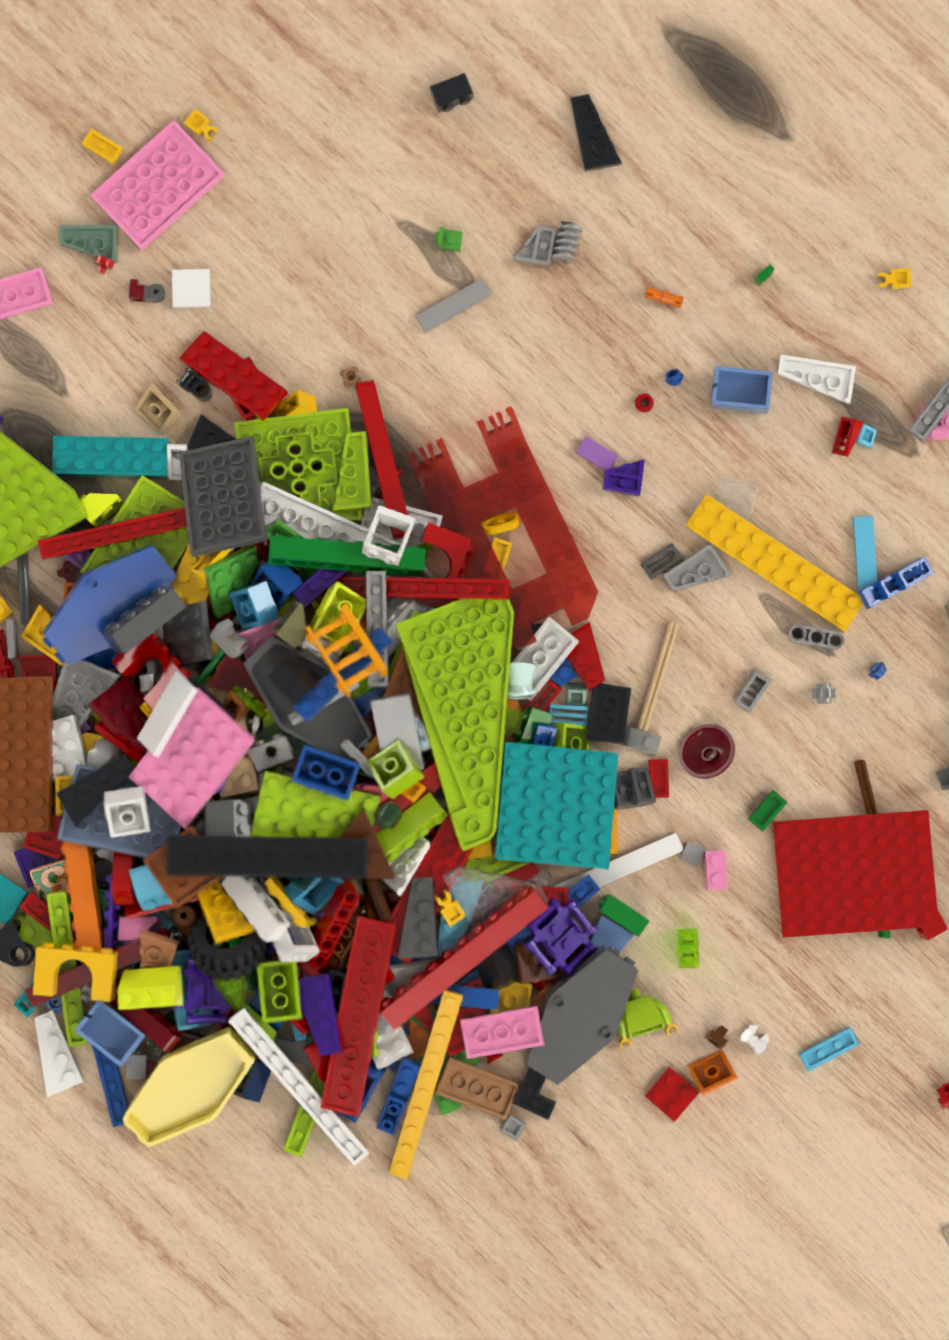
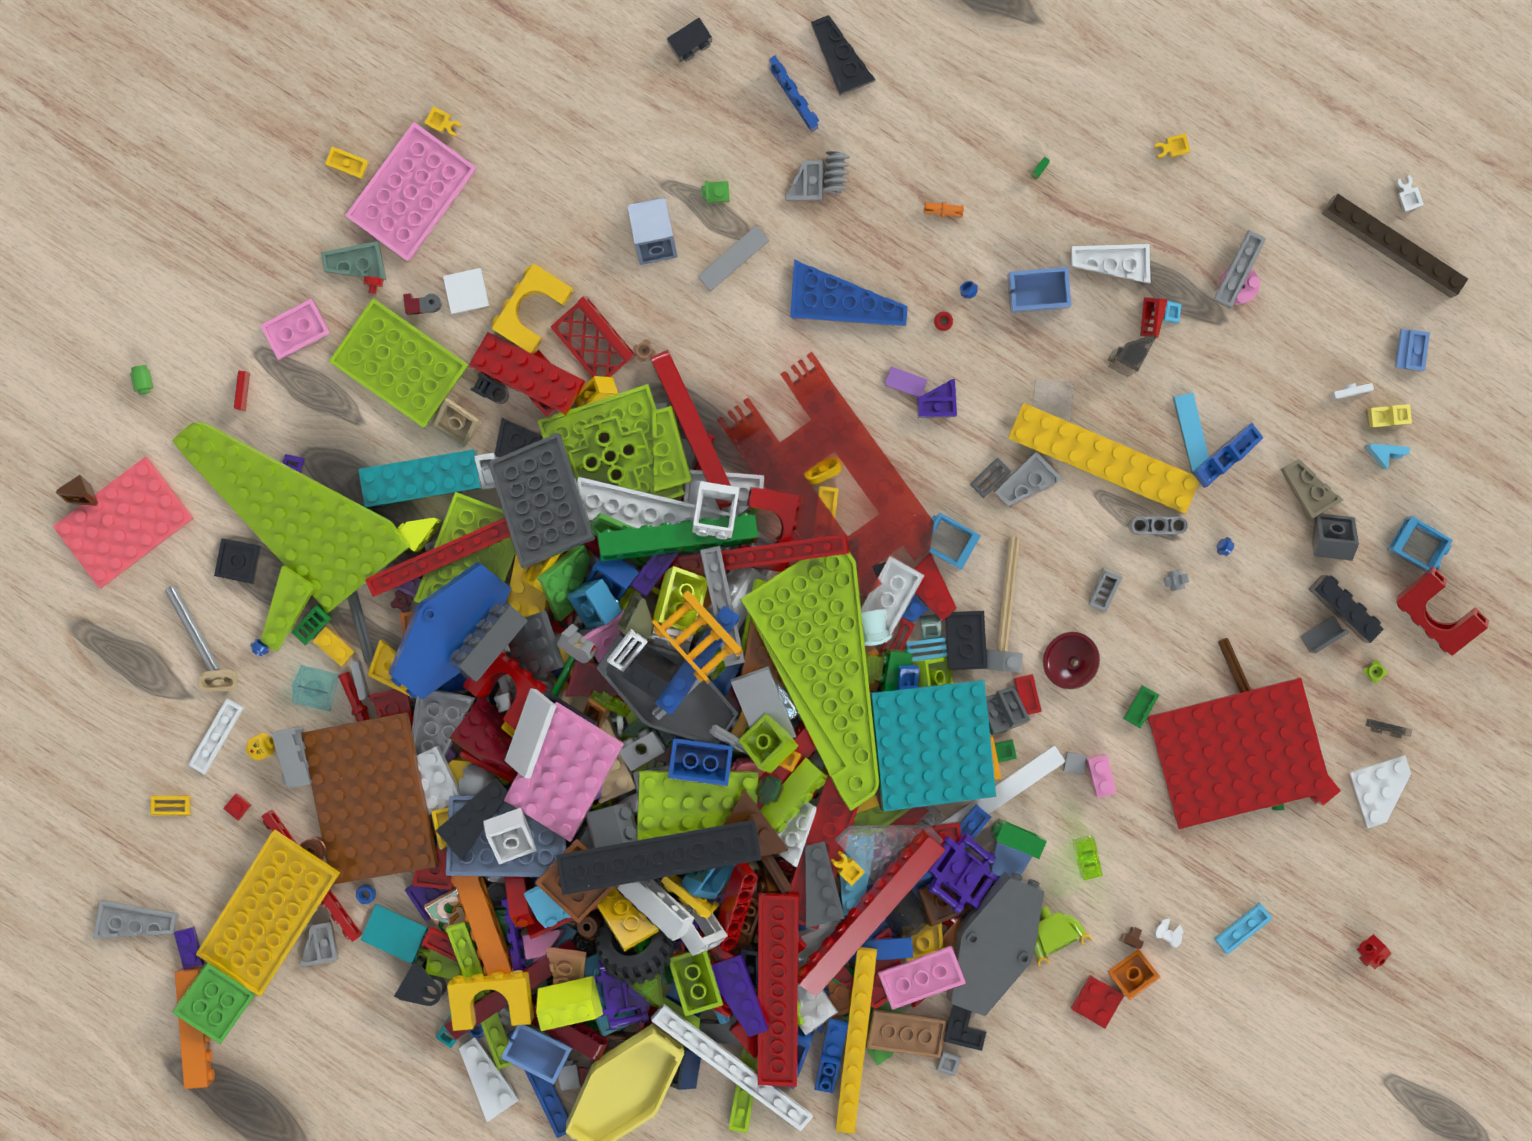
camera: 15 degrees left, 5 degrees up
(112, 344) = (398, 363): none -> lime plate
(258, 292) = (535, 282): none -> yellow arch
(263, 662) = (636, 637): none -> white tile
(315, 346) = (604, 327): none -> red fence
(380, 264) = (652, 231): none -> slope
(539, 159) = (790, 90): none -> blue wing
(542, 362) = (834, 299): none -> blue wing
(626, 829) = (1005, 750): none -> green tile
(628, 622) = (968, 548): none -> dark azure window
(816, 466) = (1130, 356): none -> clear smoke slope

